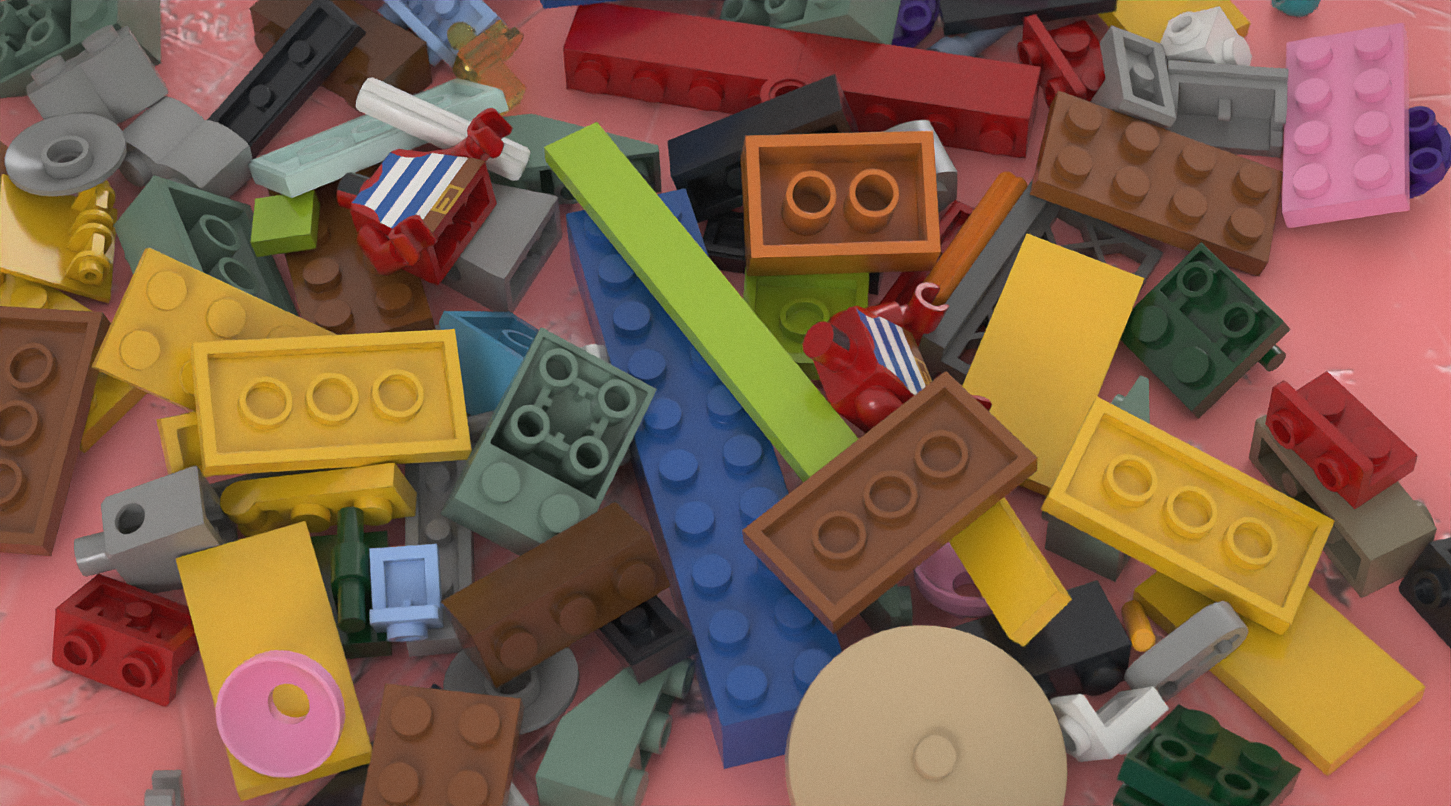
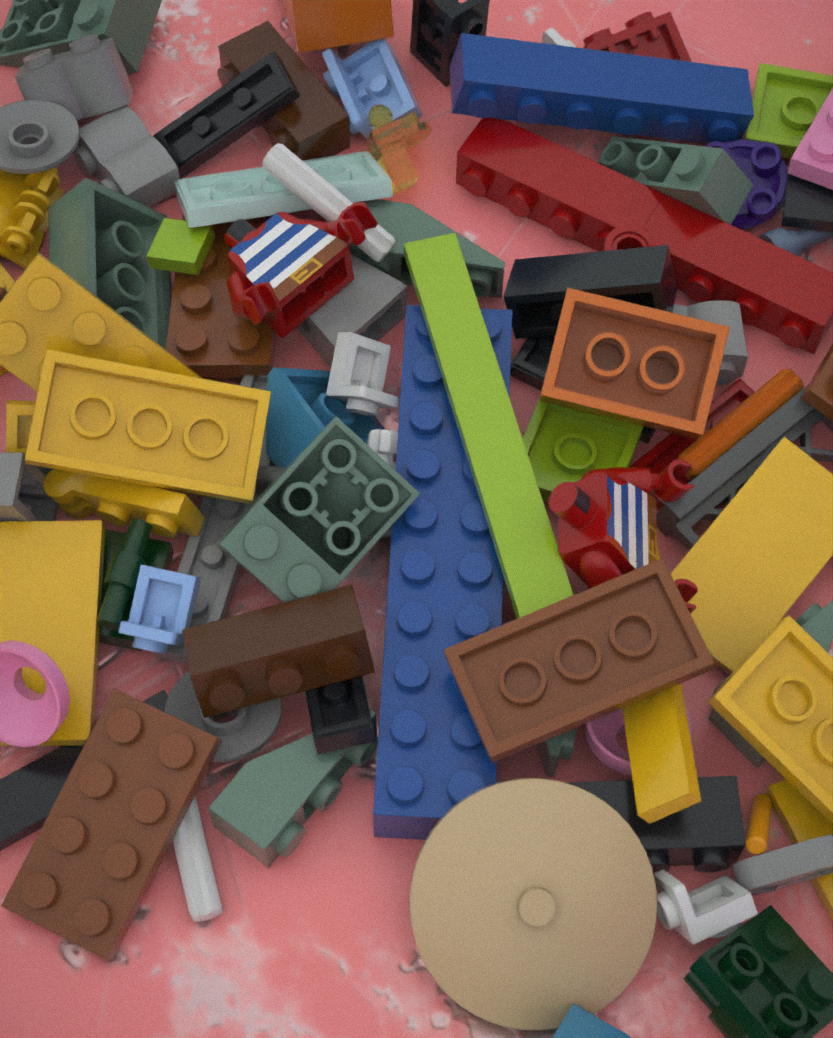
camera: 15 degrees right, 10 degrees up
(538, 298) = (360, 374): none -> white bracket

